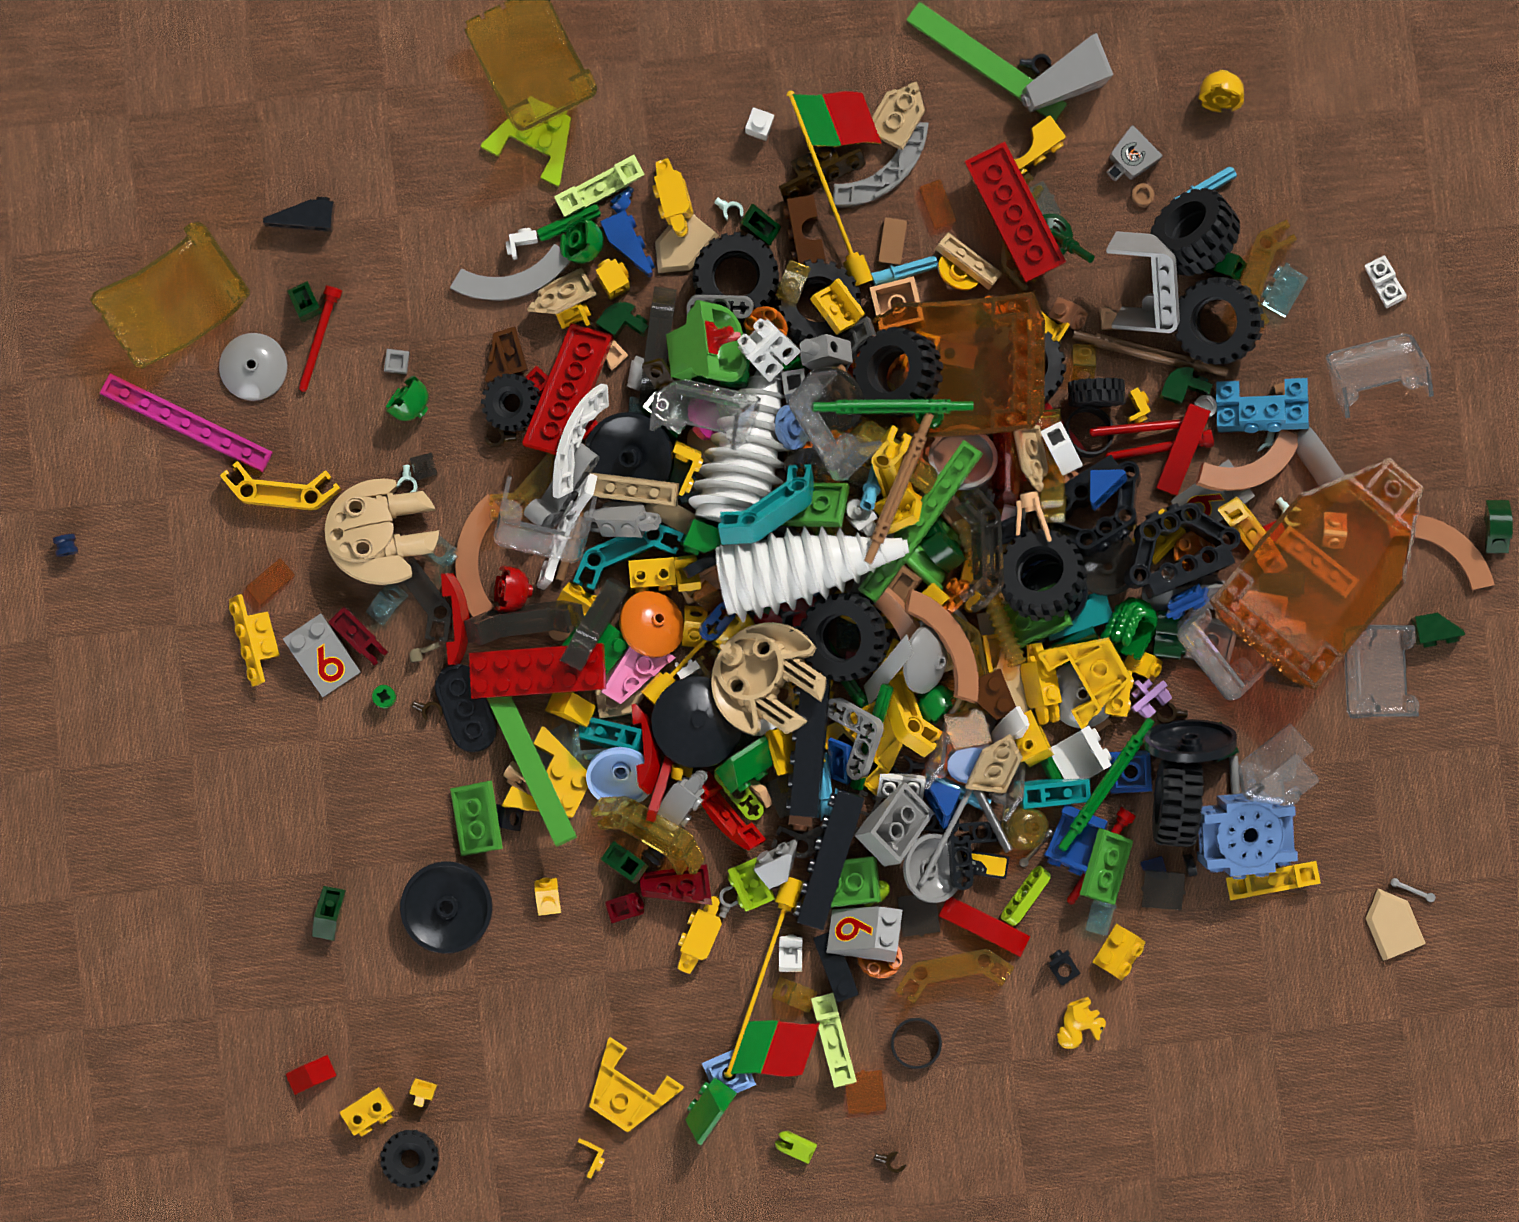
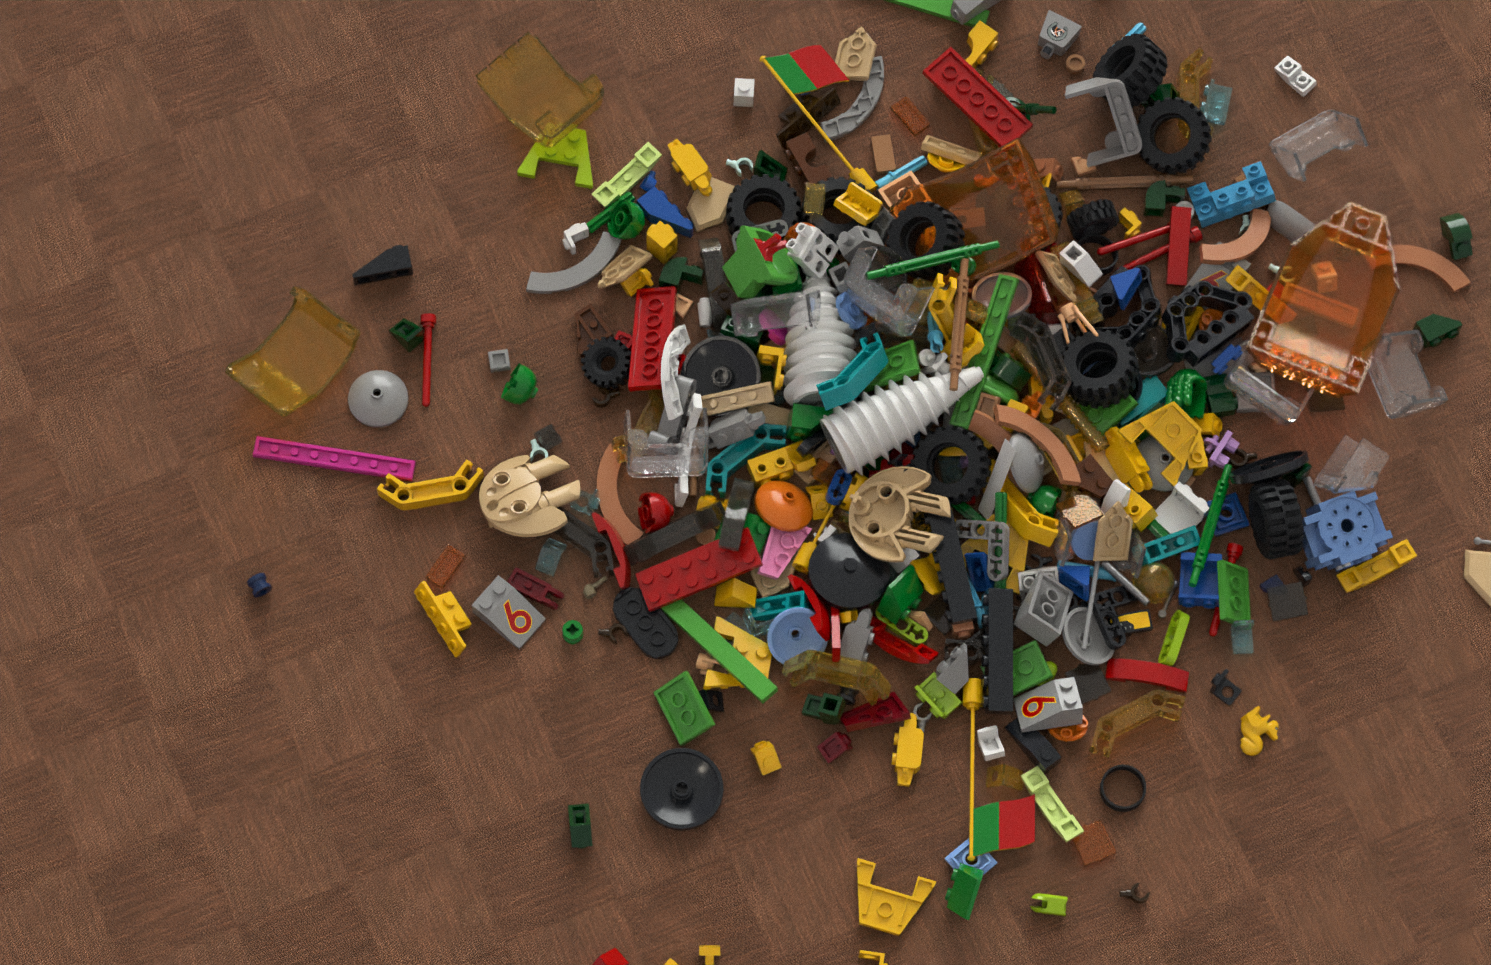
camera: 15 degrees left, 15 degrees down
(1119, 952) = (1269, 662): yellow bracket -> none

